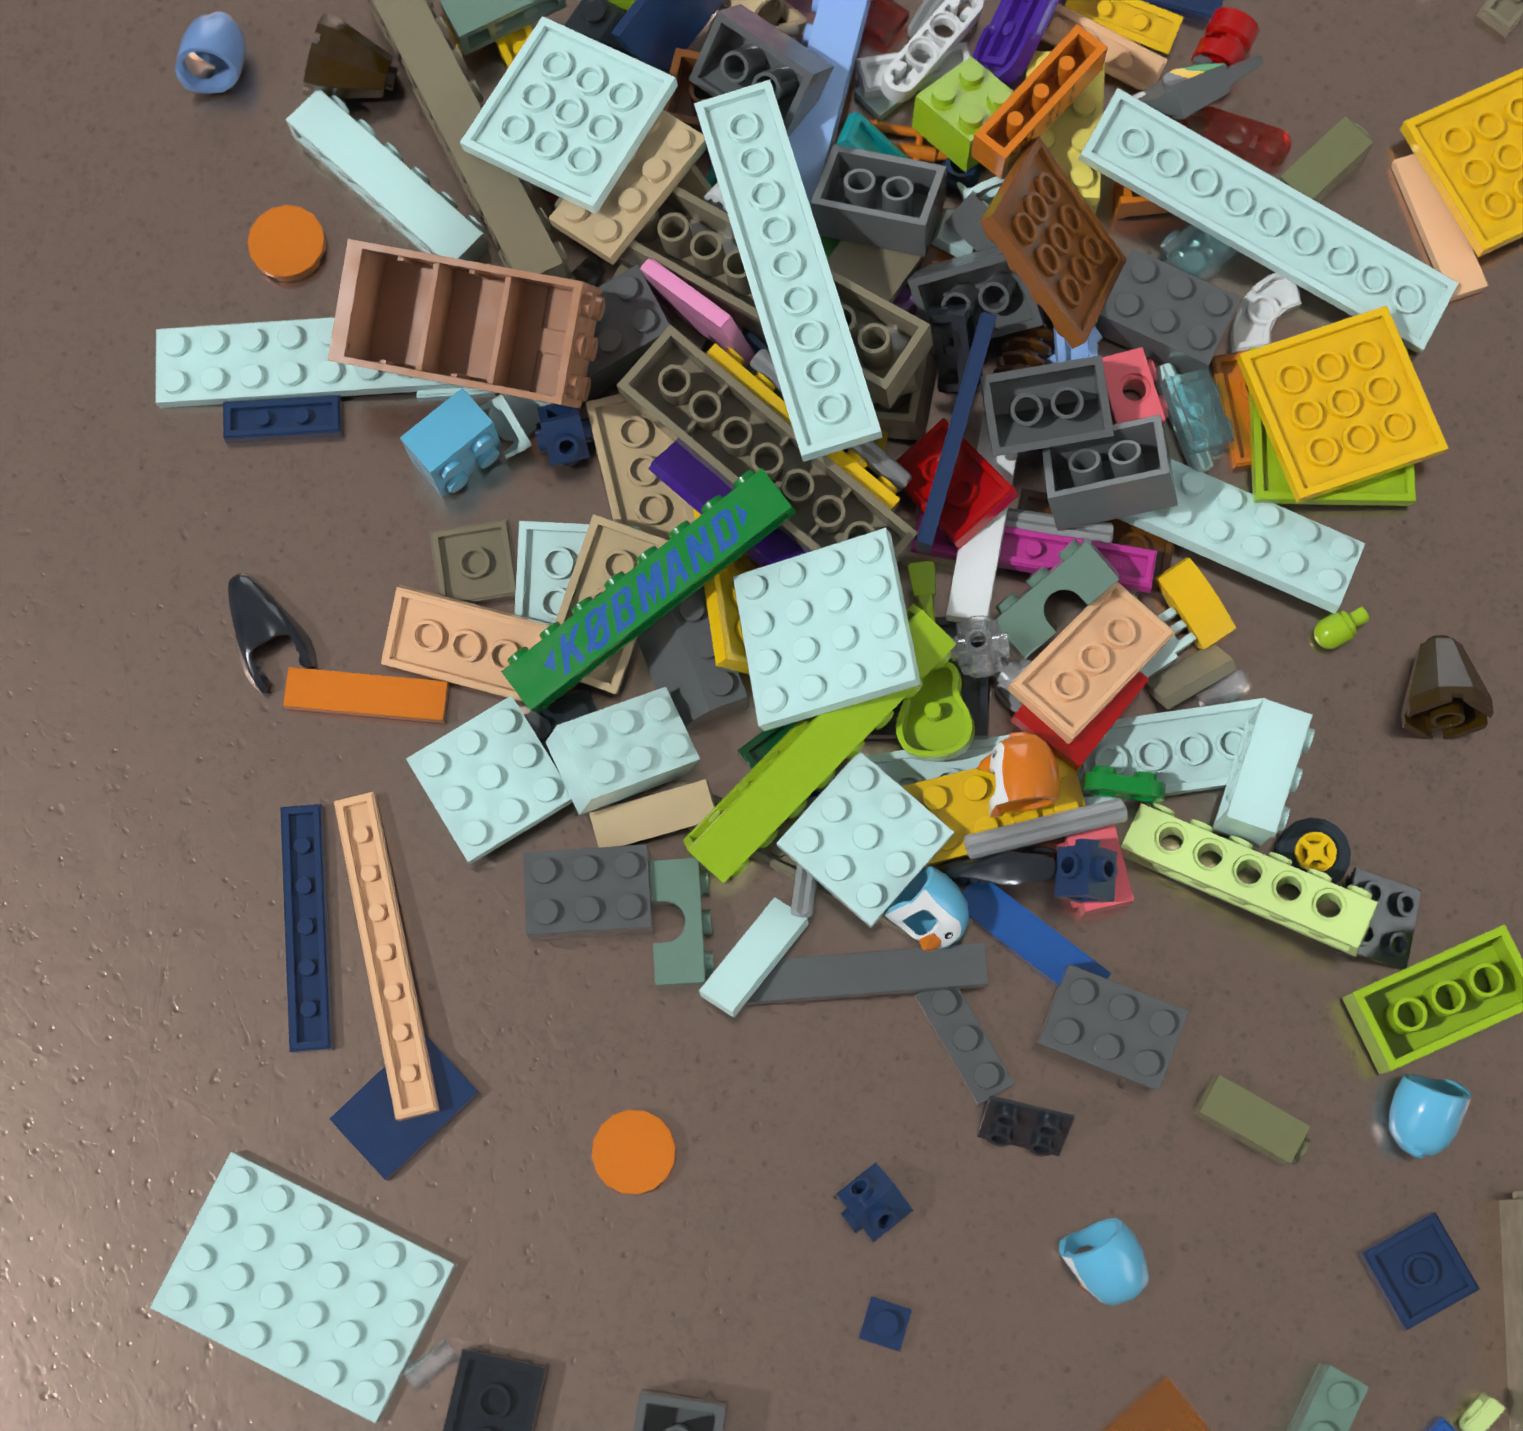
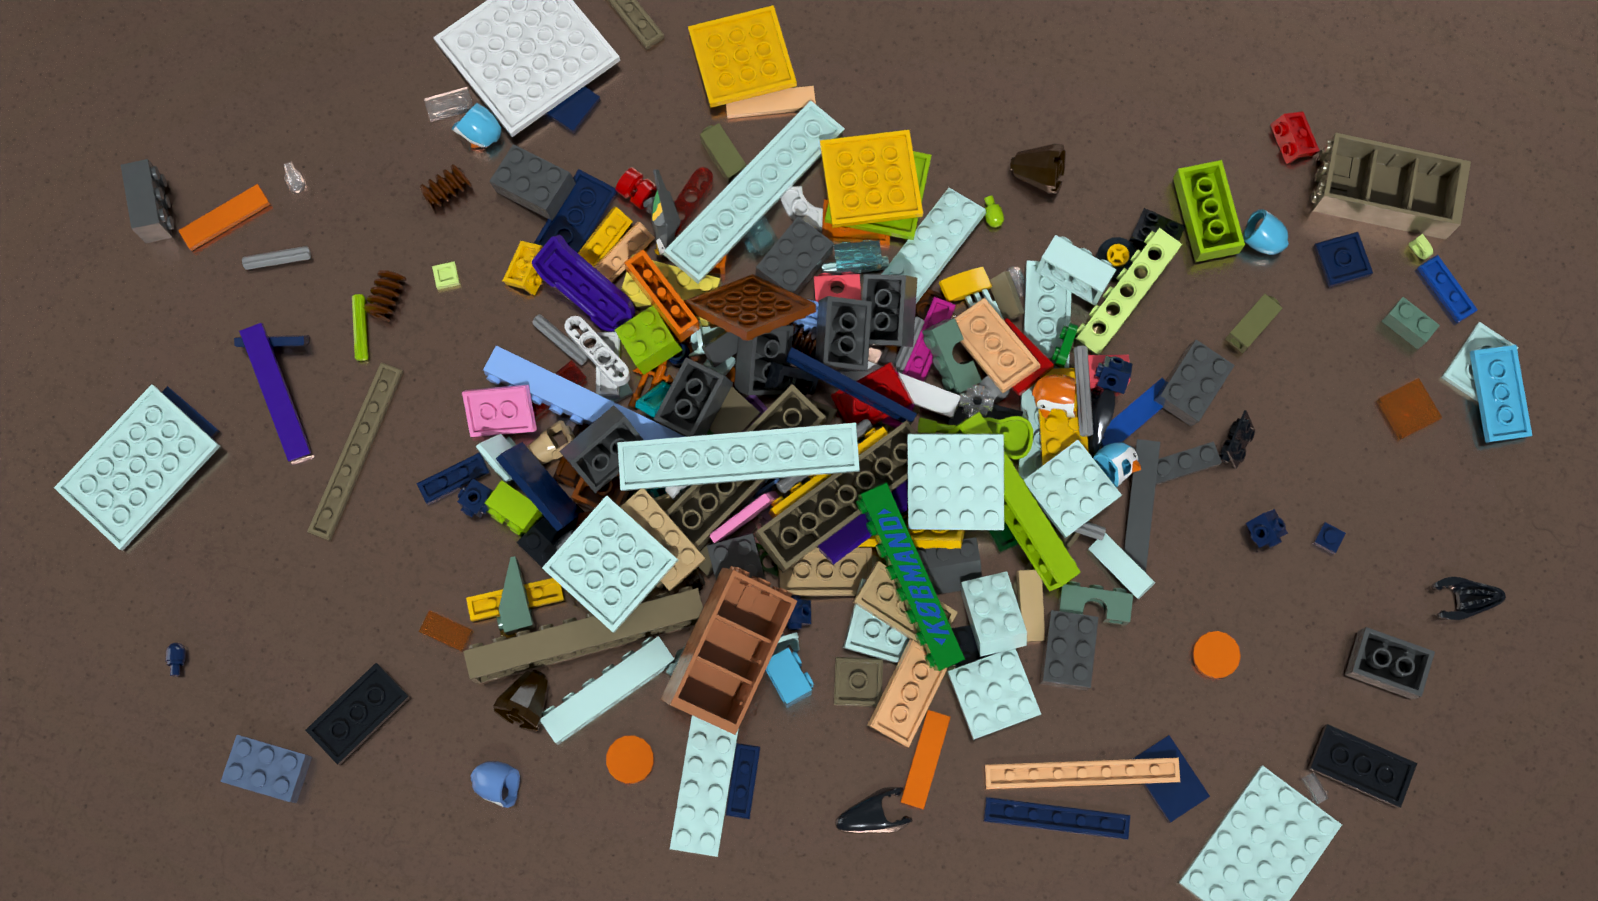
camera: 85 degrees left, 0 degrees up
(1114, 1267) = (1317, 407): medium azure piece -> none

